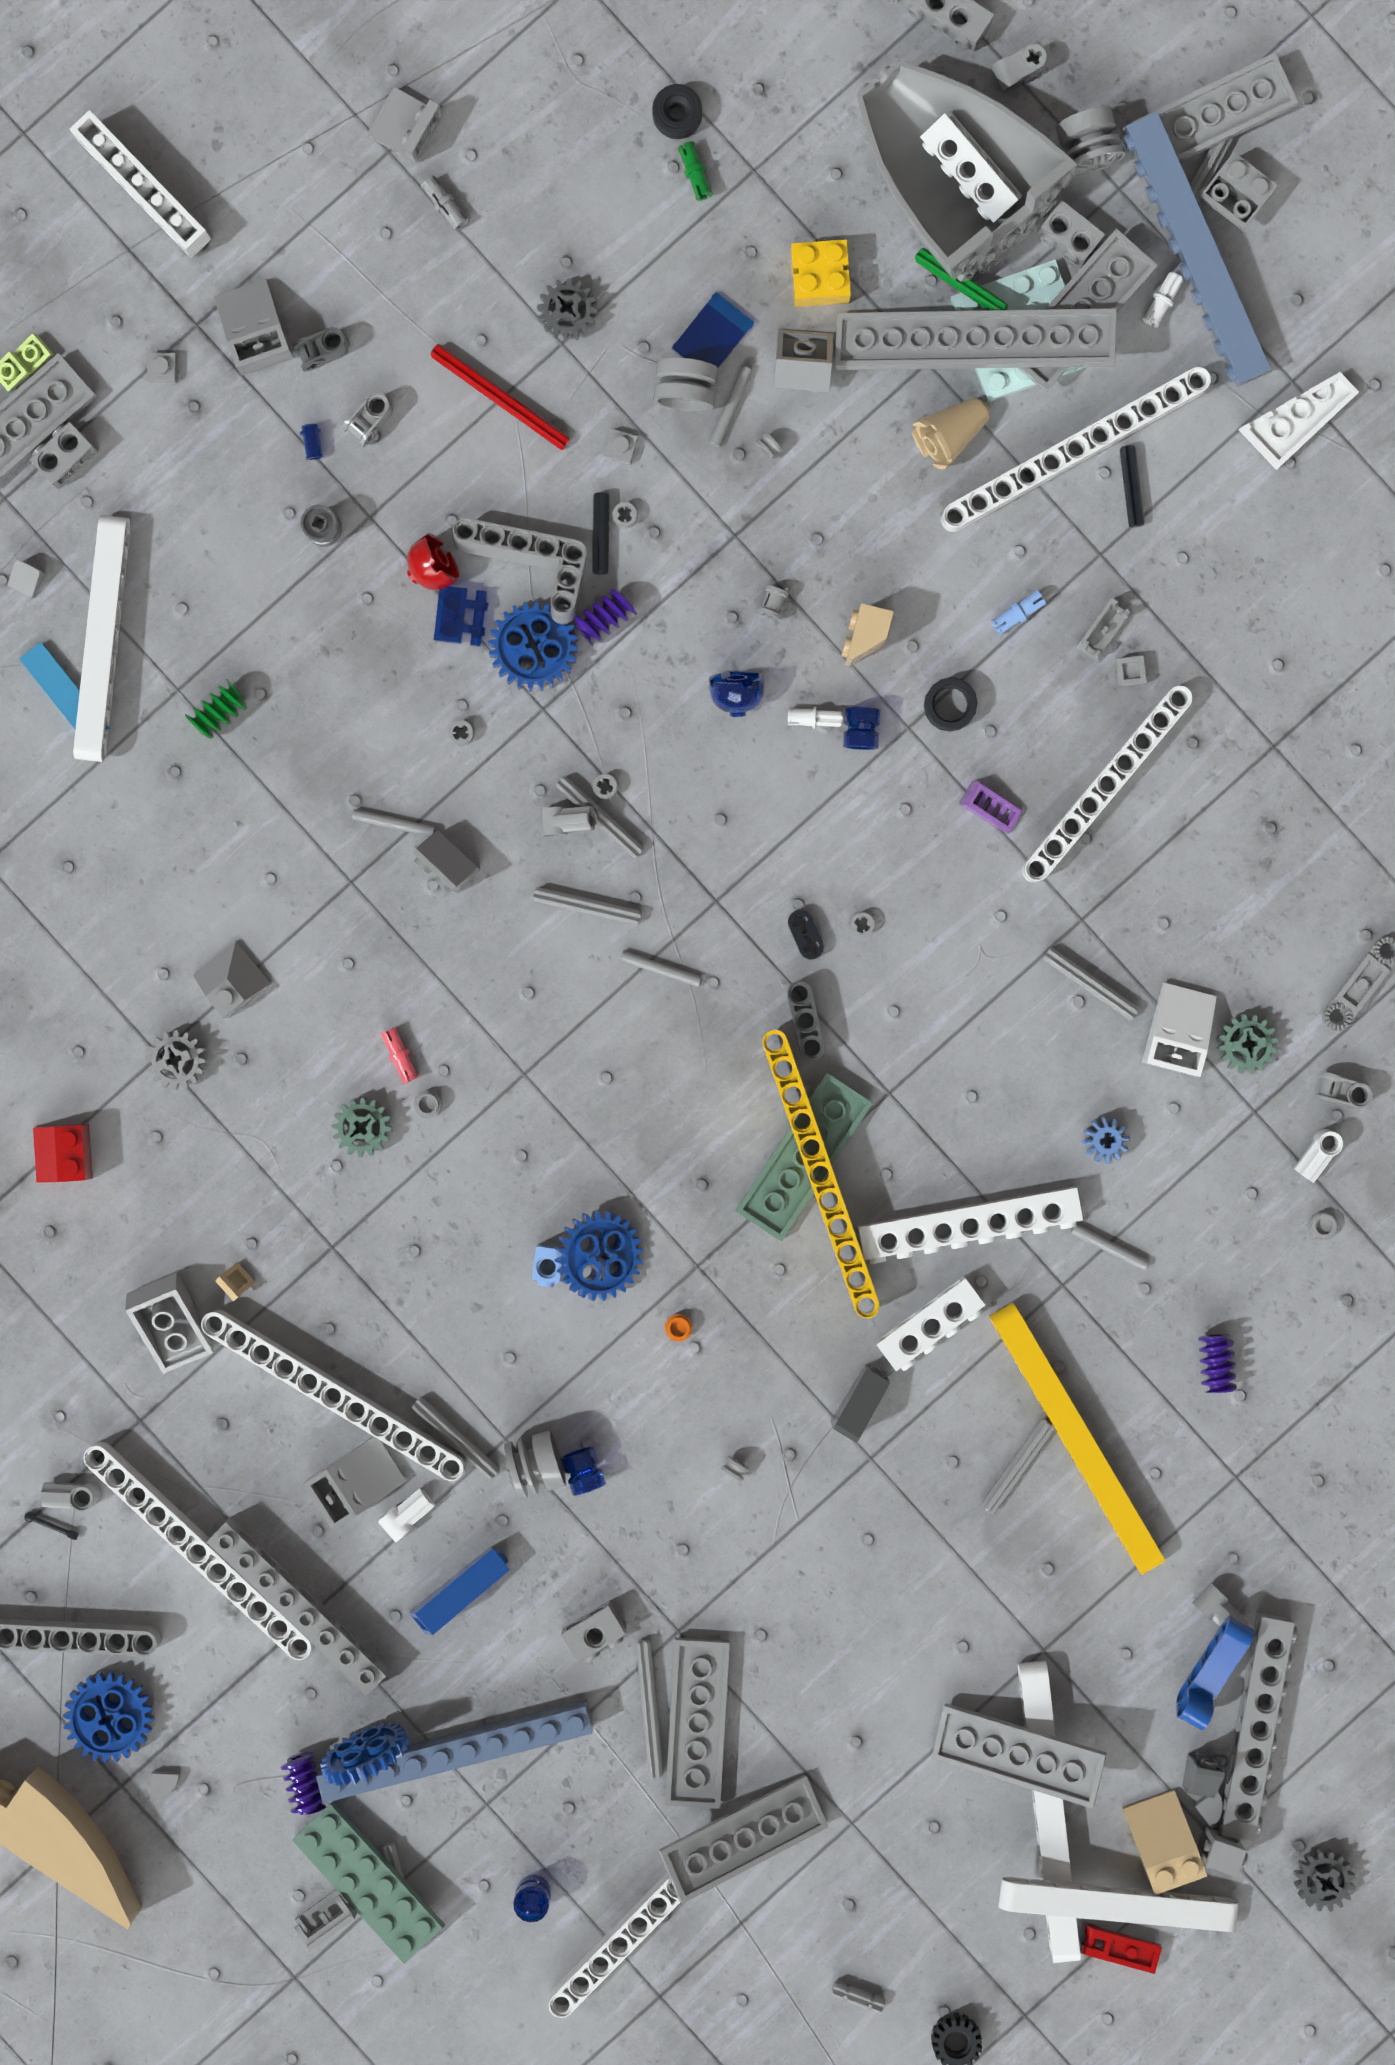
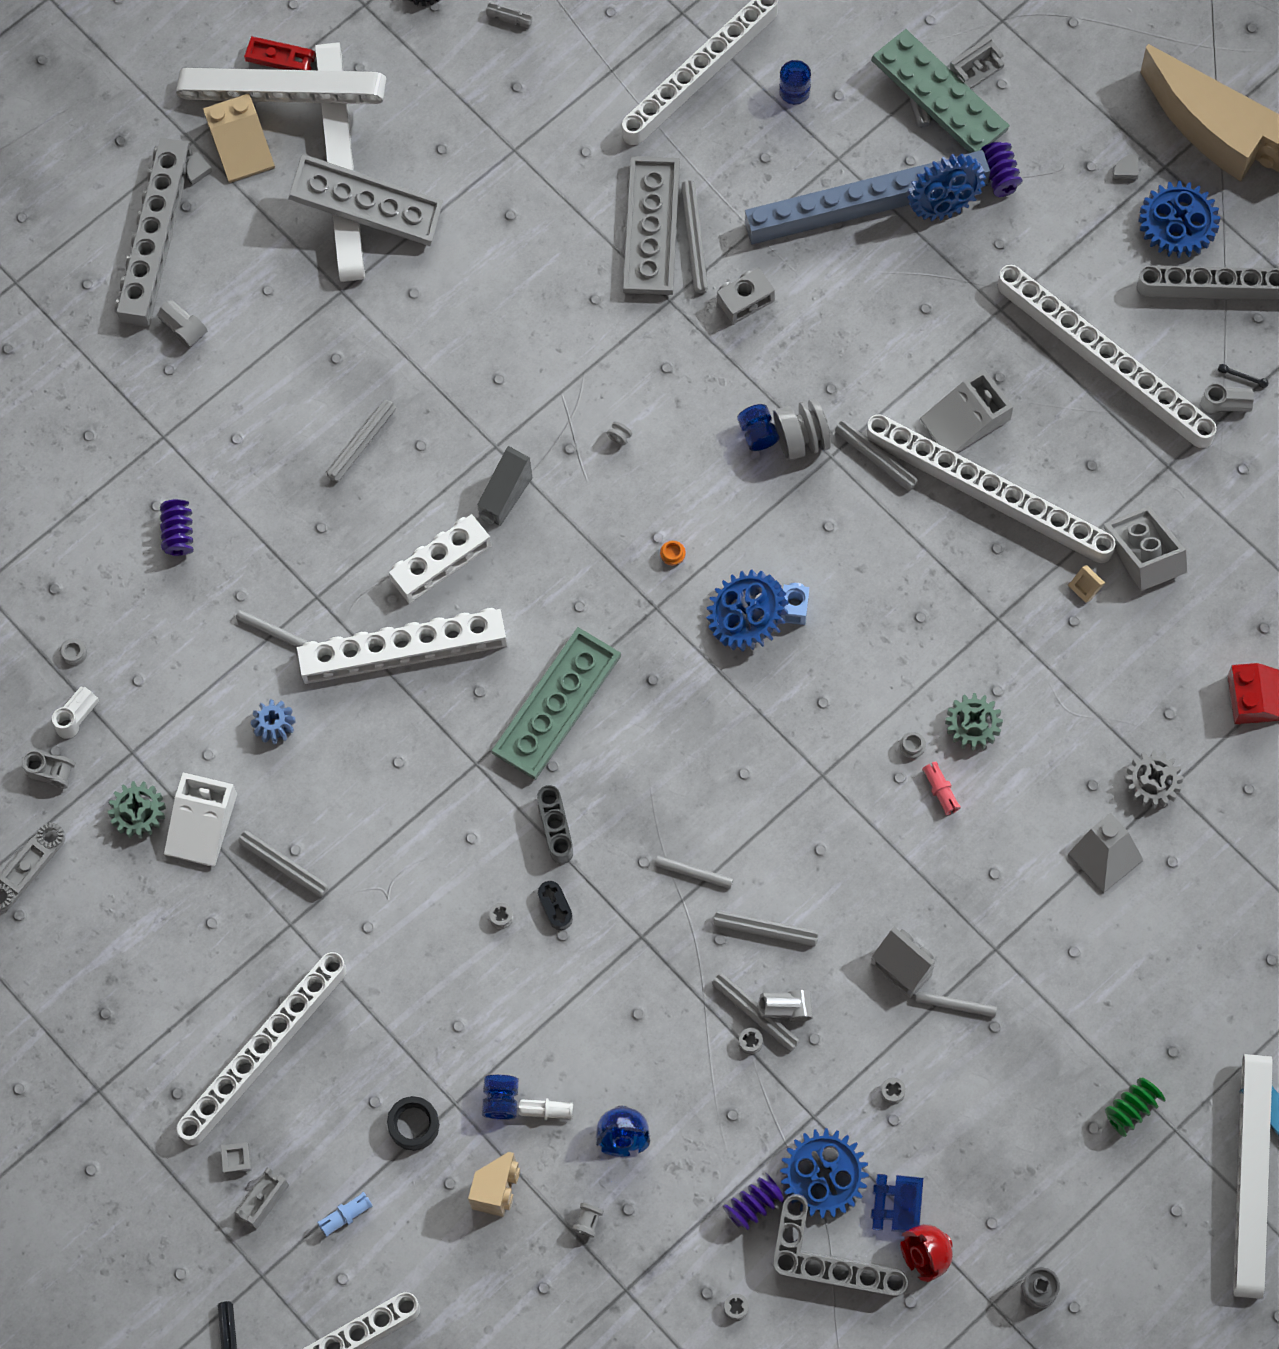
camera: 175 degrees left, 20 degrees down
(298, 1606) = (1013, 312): light grey brick -> none
(400, 1518) = (924, 384): white piece -> none
(459, 1591) = (868, 324): blue slope -> none
(600, 540) = (760, 1305): black axle -> none
(742, 1839) = (609, 129): light grey plate -> none
(830, 1184) = (541, 695): yellow beam -> none
(972, 792) = (389, 1037): medium lavender slope -> none
(1077, 1438) = (308, 465): yellow beam -> none
(1202, 1775) = (203, 191): dark grey slope -> none
(1211, 1672) = (193, 269): blue beam -> none
(1222, 1852) = (190, 126): light grey brick -> none
(1318, 1889) = (100, 111): dark grey gear -> none

